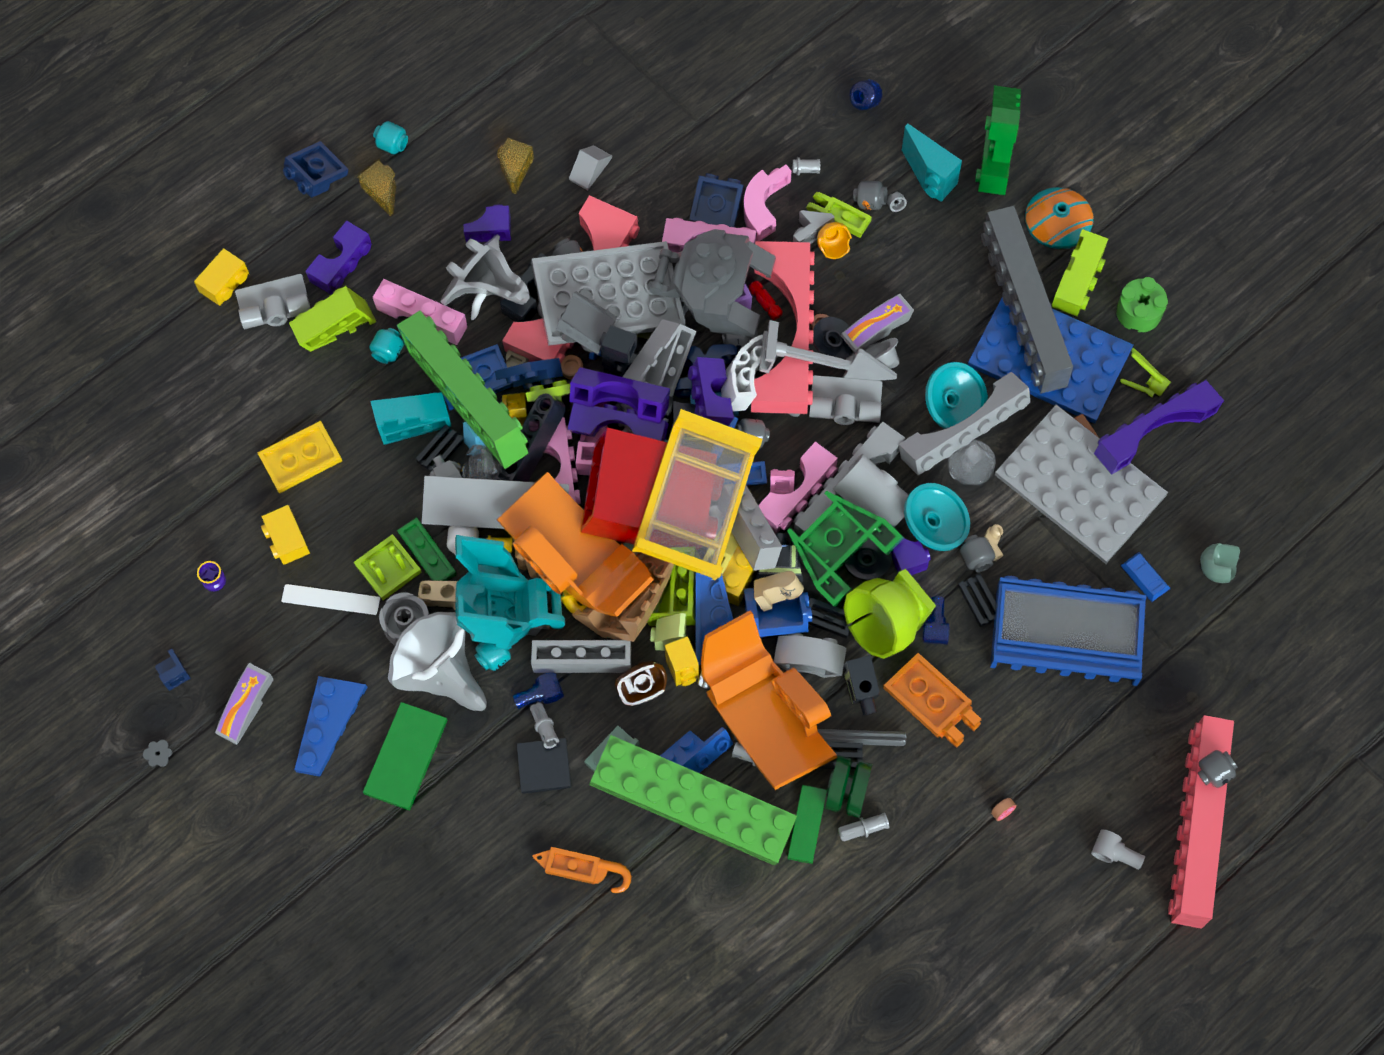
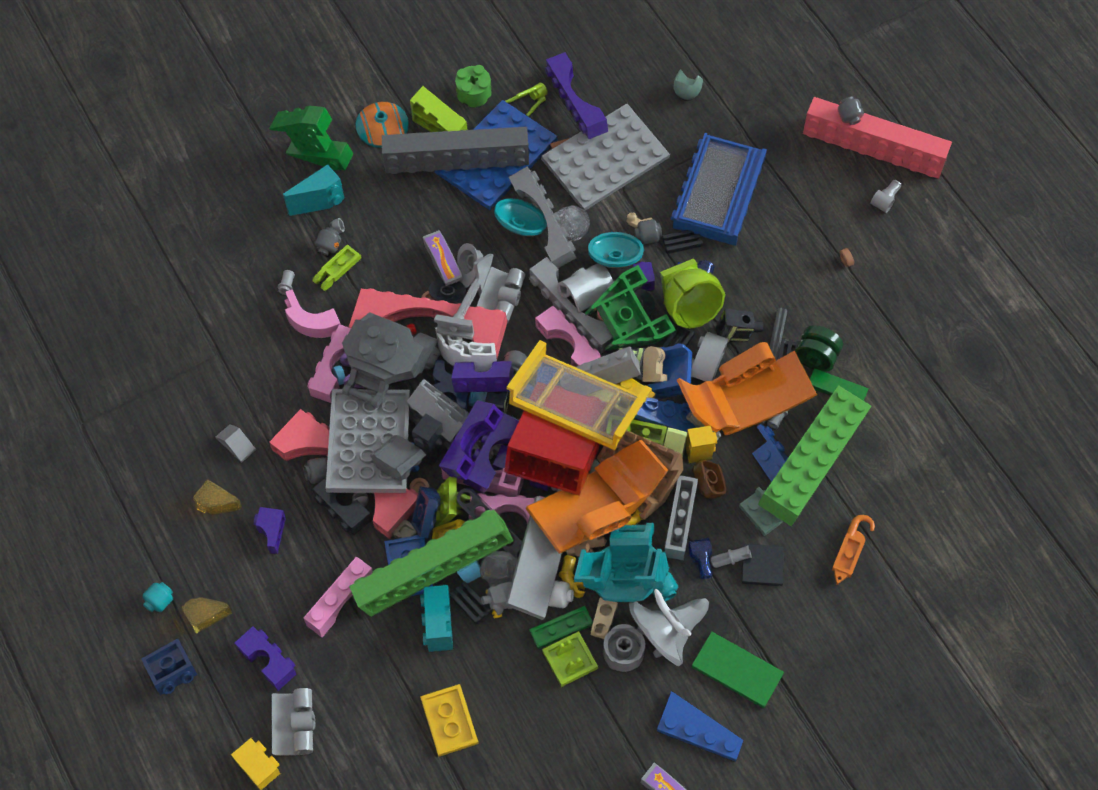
camera: 80 degrees left, 5 degrees down
(285, 534) = (523, 739): yellow brick -> none
(330, 318) = (326, 672): lime wedge -> none
(330, 599) = (586, 713): white sticker -> none
(386, 345) = (363, 629): teal head -> none
(486, 275) = (321, 532): light grey animal -> none
(717, 200) = (300, 350): dark blue plate -> none
(782, 481) = (561, 350): bright pink tile -> none
(812, 224) = (343, 286): light grey slope -> none
(834, 240) = (360, 274): light orange hair -> none
(863, 827) = (847, 350): light grey axle -> none
(865, 94) = (236, 225): clear blue head -> none
(932, 699) = (756, 285): orange tile -> none
(1145, 577) = (684, 135): blue tile -> none

